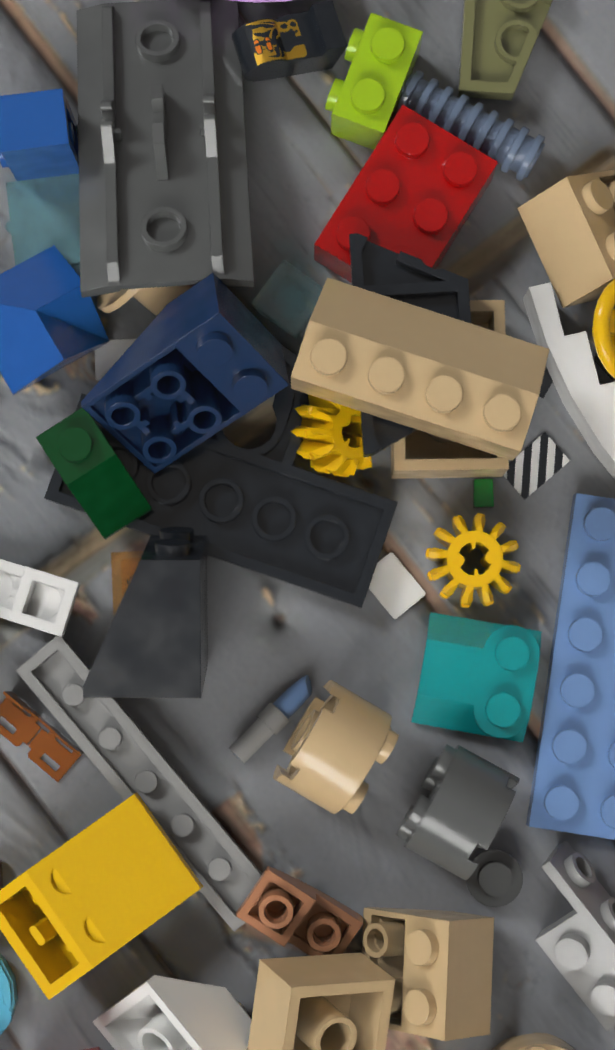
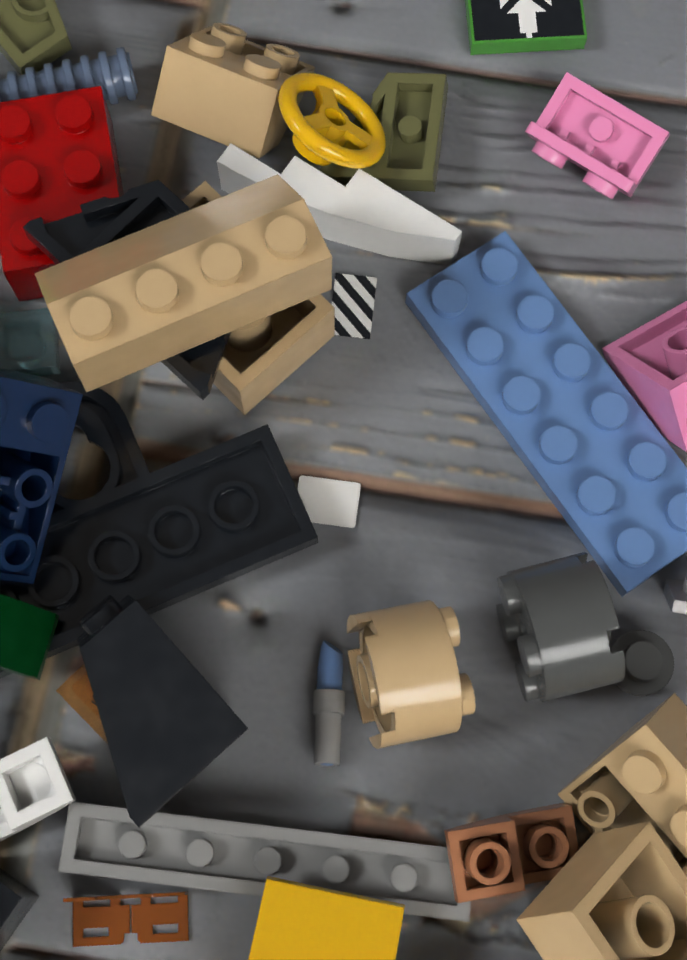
camera: 45 degrees left, 10 degrees down
(331, 437) = (161, 412): yellow gear -> none
(477, 677) = (469, 510): teal slope -> none
(483, 493) = (331, 362): green piece -> none
(491, 560) = (394, 406): yellow gear -> none

